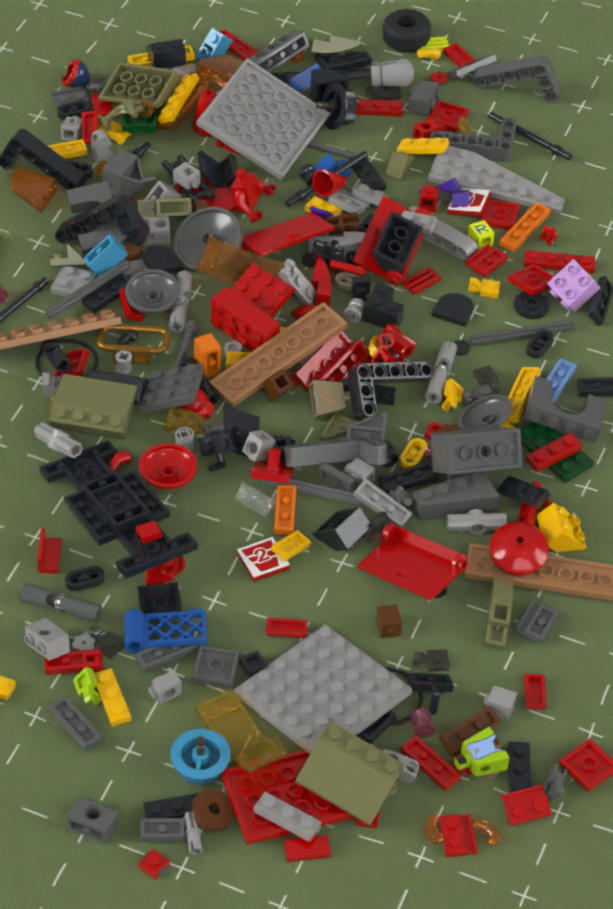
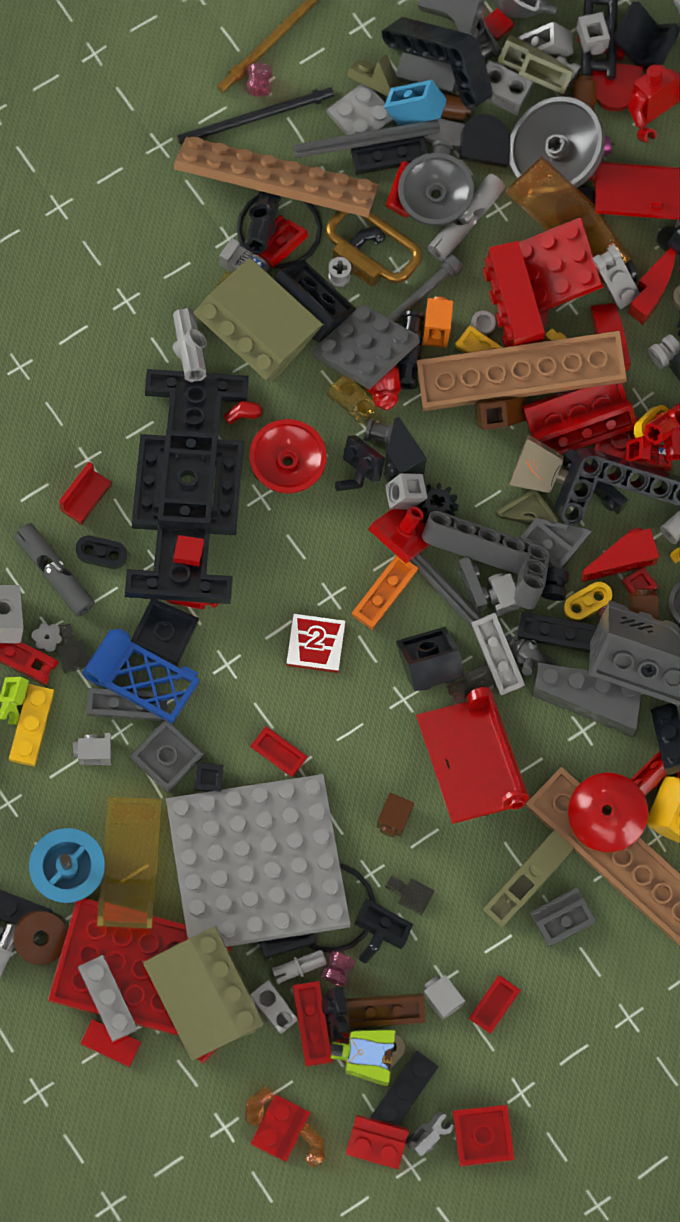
camera: 30 degrees right, 25 degrees up
(185, 437) = (335, 431): light grey wheel -> none
(255, 499) = (359, 558): clear plate -> none
(291, 545) = (356, 646): yellow plate -> none
(396, 735) = (299, 966): none -> light grey axle
(417, 419) = (628, 554): none -> red slope
(440, 744) = (335, 1009): none -> black plate
(475, 521) = (591, 741): light grey piece -> none

